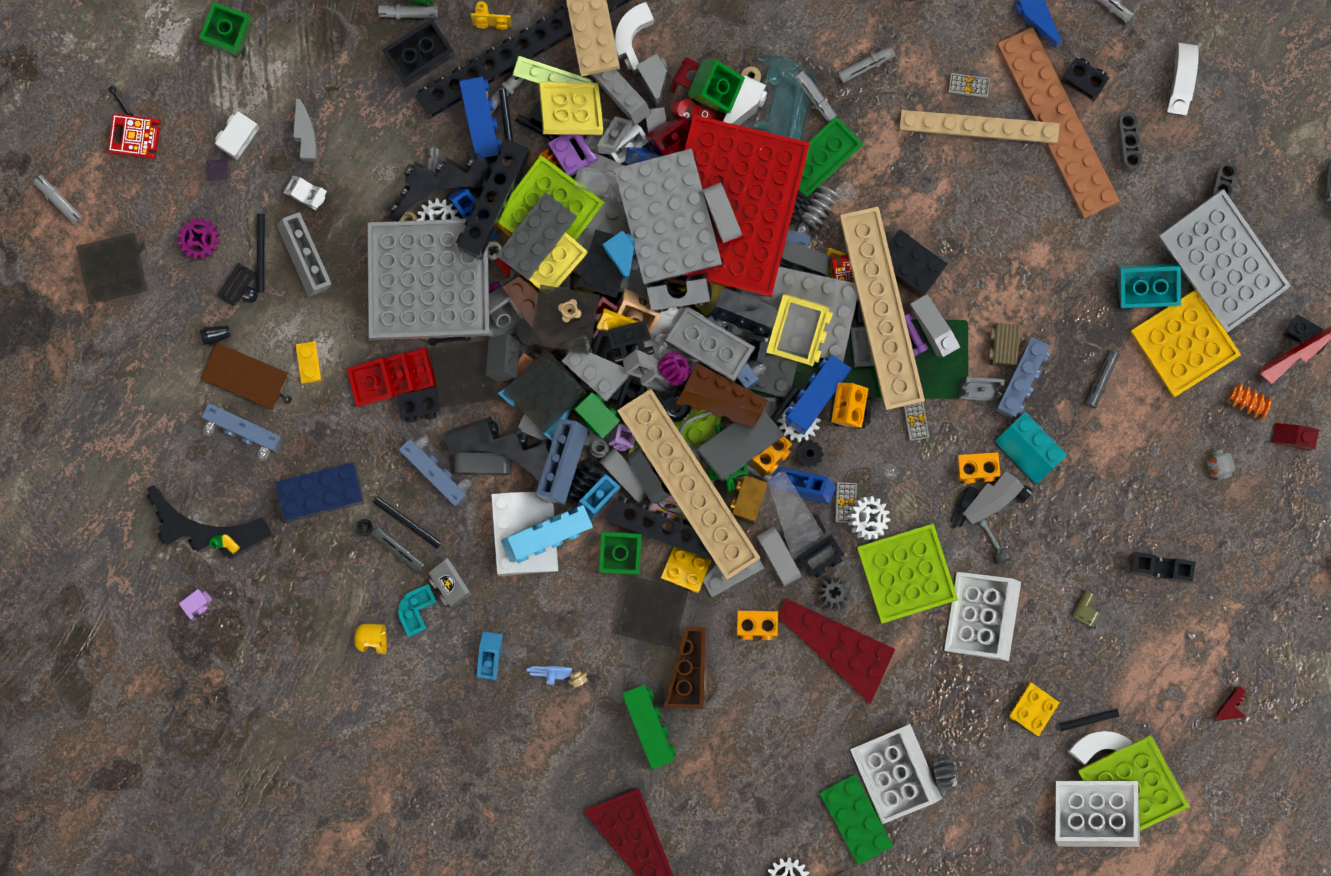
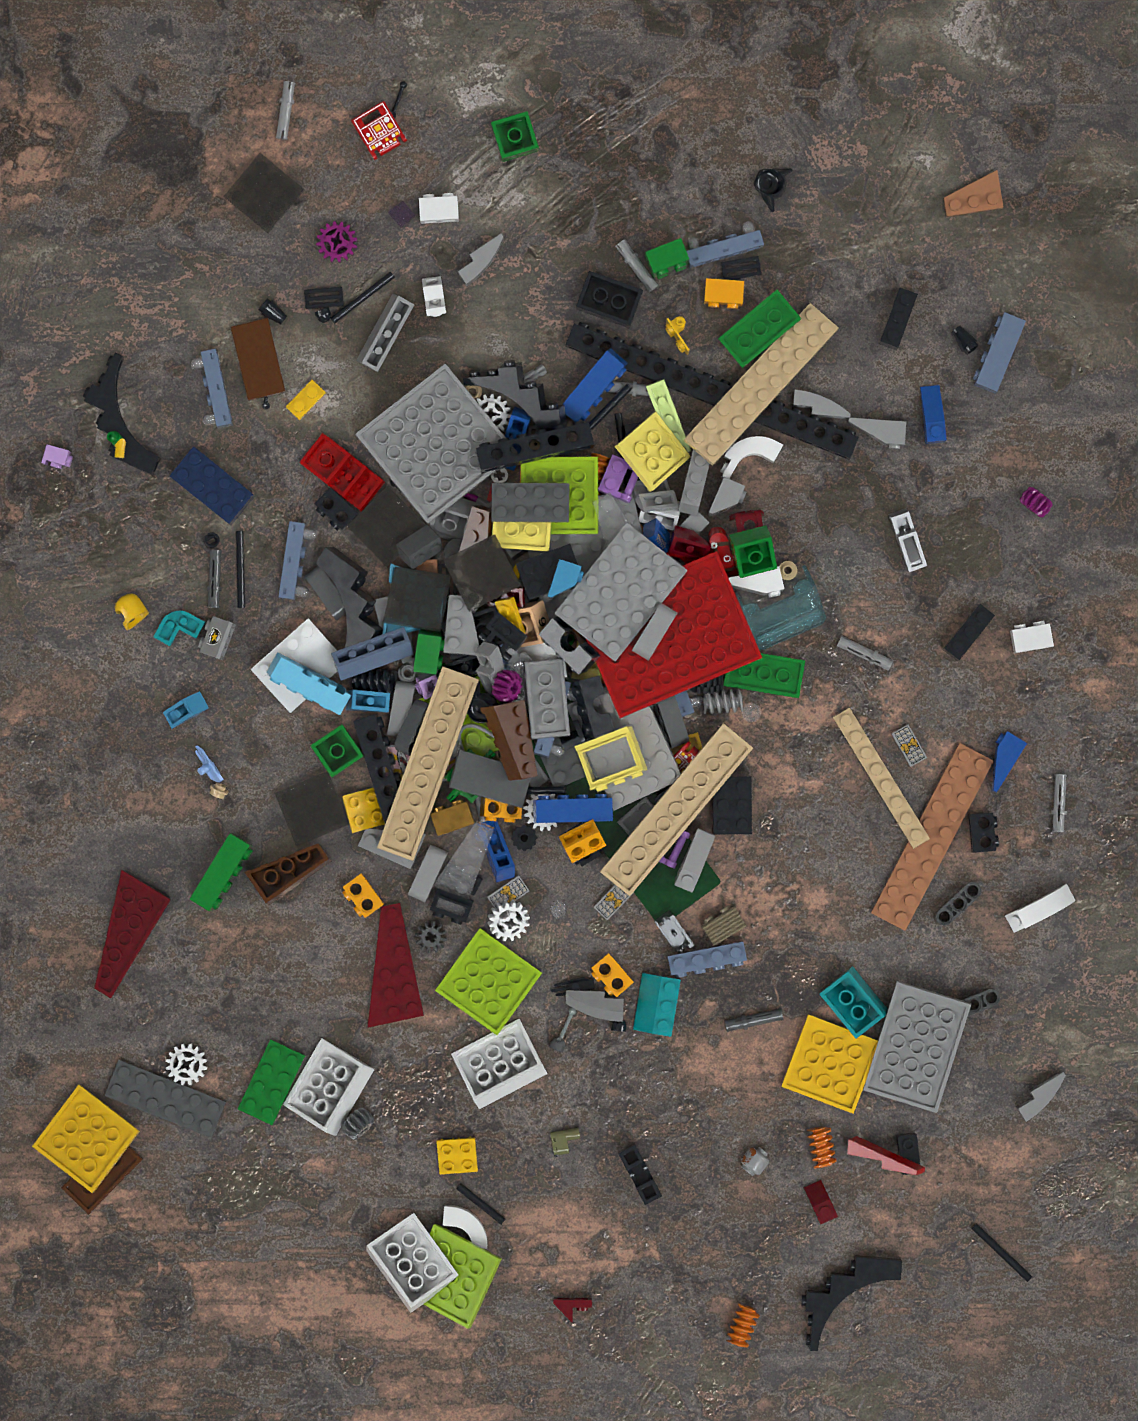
camera: 55 degrees right, 5 degrees up
(563, 308) = (488, 566): tan plate -> none
(819, 101) = (806, 638): light grey pin -> none

